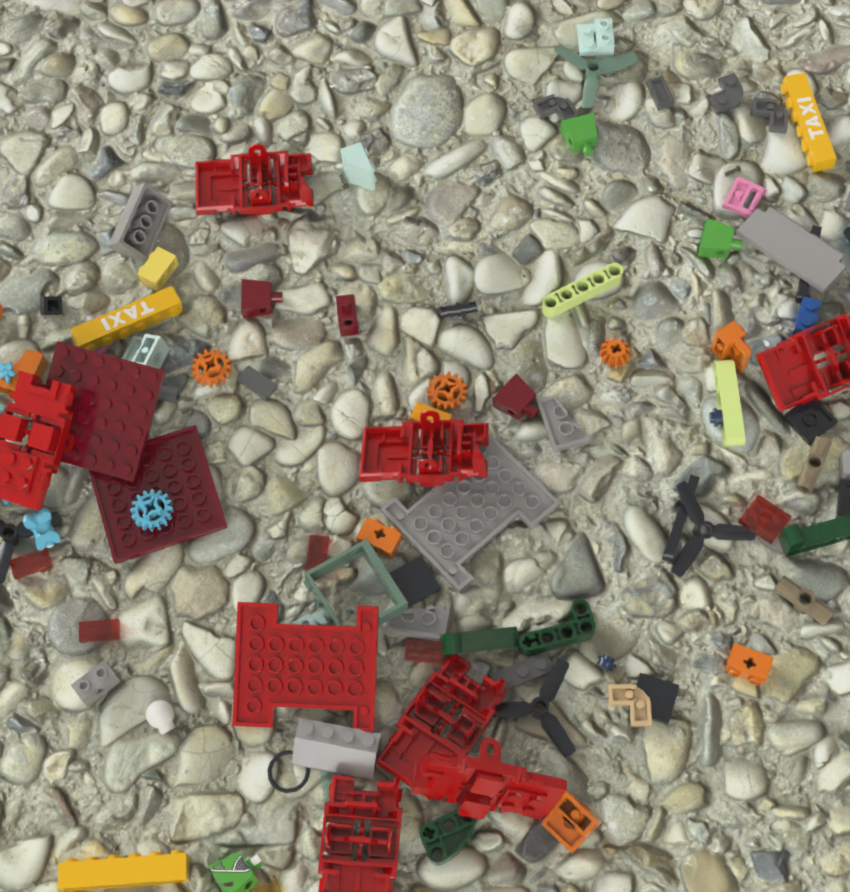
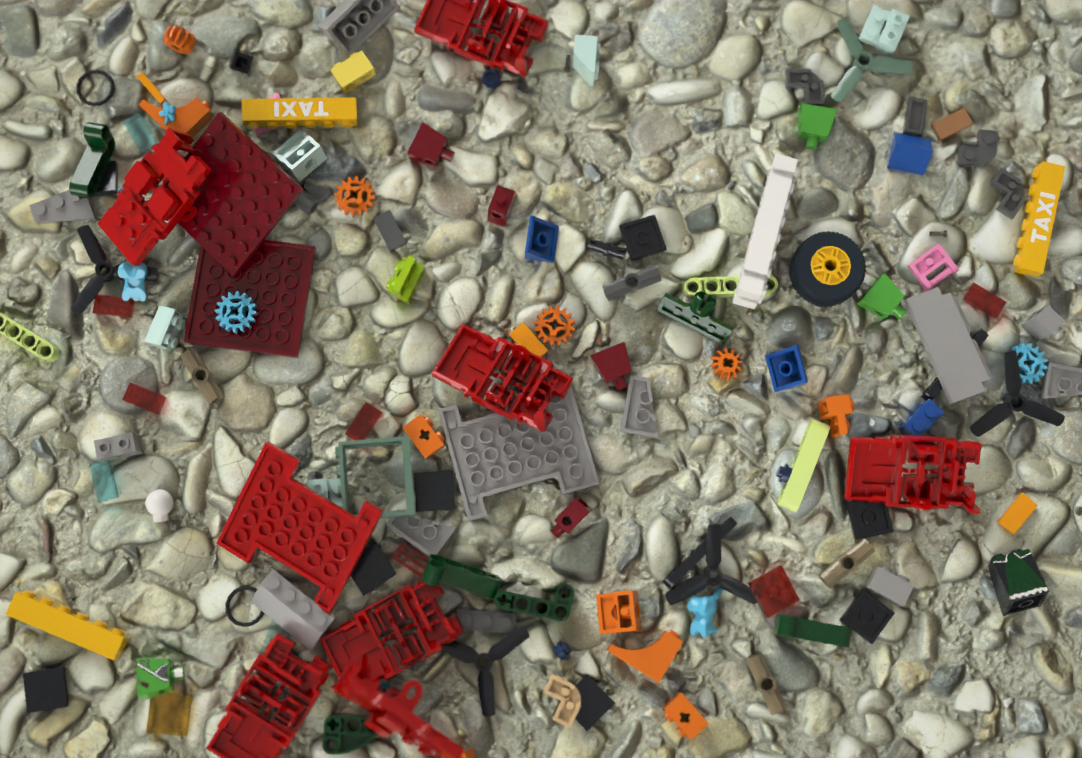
camera: 20 degrees right, 15 degrees up
(90, 557) = (165, 328): none -> light aqua slope
(96, 723) = (104, 481): none -> clear light blue tile
(155, 589) = (207, 386): none -> dark tan piece
(283, 221) = (491, 78): none -> dark blue plate
(293, 413) = (398, 285): none -> lime brick
(393, 678) = (372, 569): none -> black tile
(396, 328) = (541, 240): none -> blue slope
(484, 287) = (642, 238): none -> black tile
(488, 332) = (643, 279): none -> dark grey piece
(551, 534) = (576, 511): none -> dark red torso
(566, 325) = (696, 315): none -> dark green plate
(589, 229) = (766, 232): none -> white brick
(642, 592) = (618, 612): none -> orange brick
(656, 237) = (827, 269): none -> black wheel
(669, 331) = (786, 369): none -> blue slope
(673, 122) = (909, 153): none -> blue slope
(690, 631) = (652, 659): none -> orange arch
(693, 85) = (951, 124): none -> medium nougat tile
(715, 567) = (704, 611): none -> medium azure animal
(801, 204) = (984, 300): none -> clear red tile

